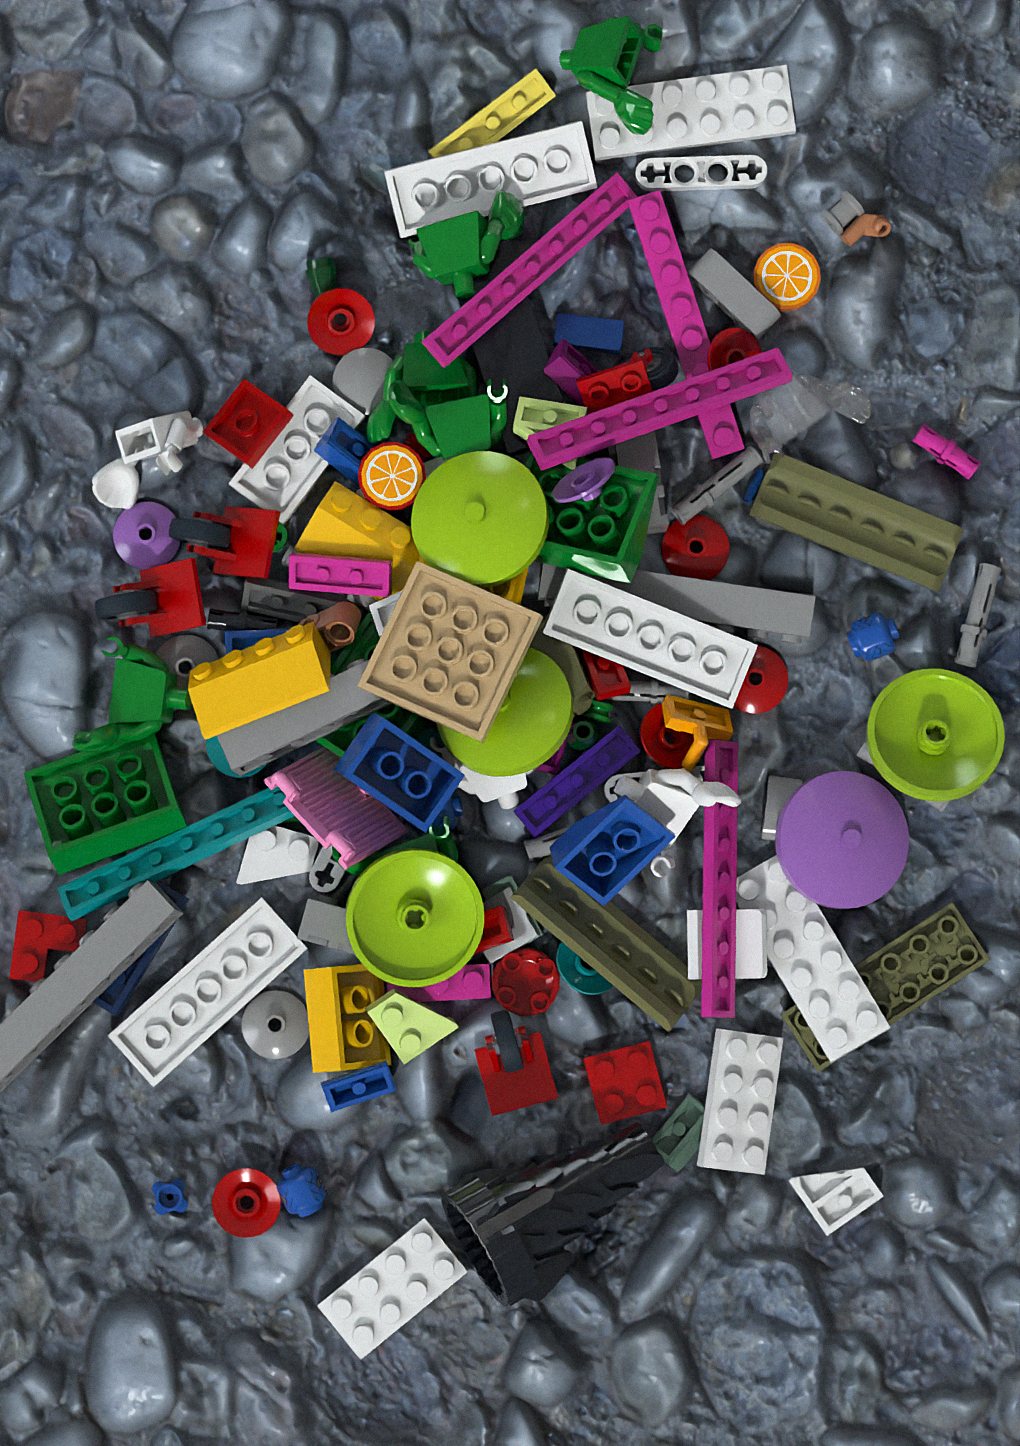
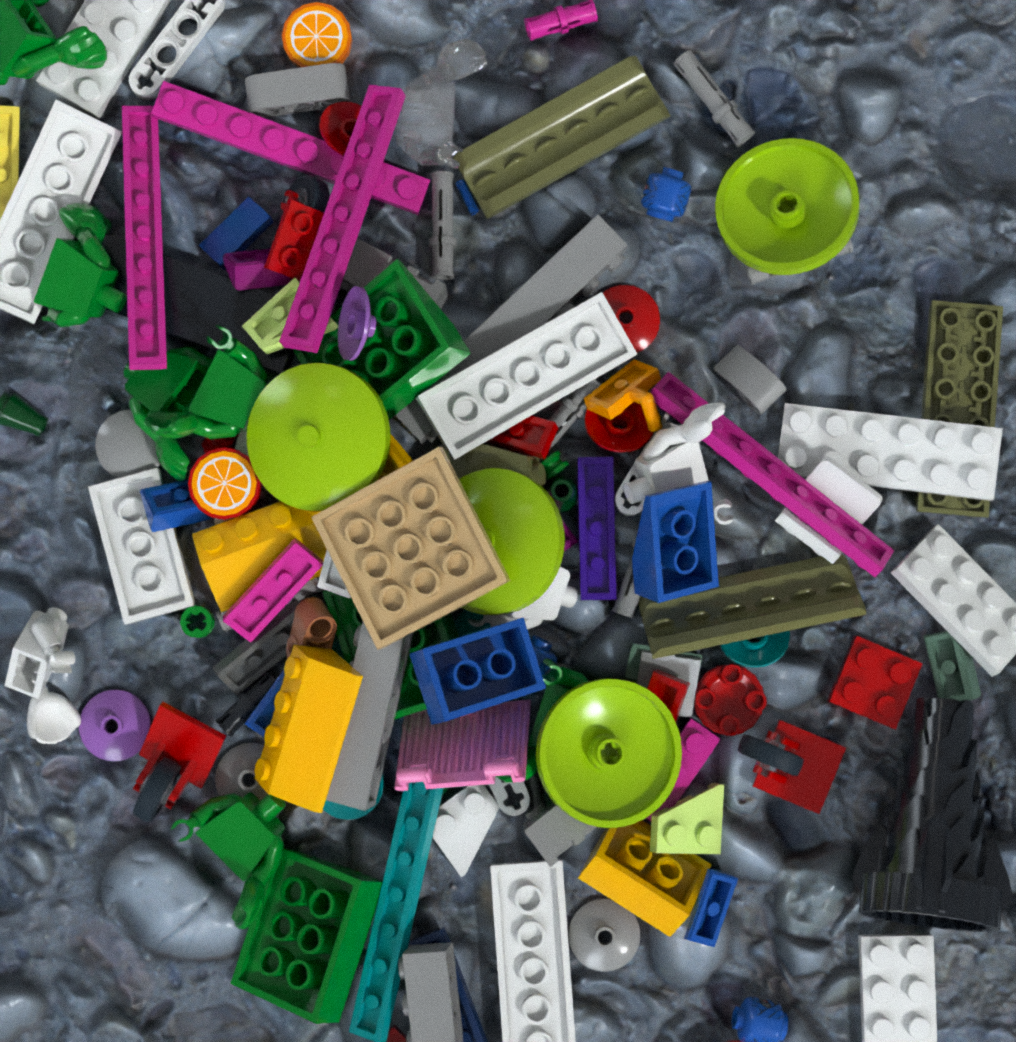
camera: 50 degrees left, 0 degrees up
(242, 534) = (175, 647): red plate -> none
(248, 423) = (87, 569): red plate -> none
(346, 336) = (81, 430): red dish -> none
(683, 561) = (476, 301): red dish -> none
(842, 840) = (814, 349): medium lavender dish -> none

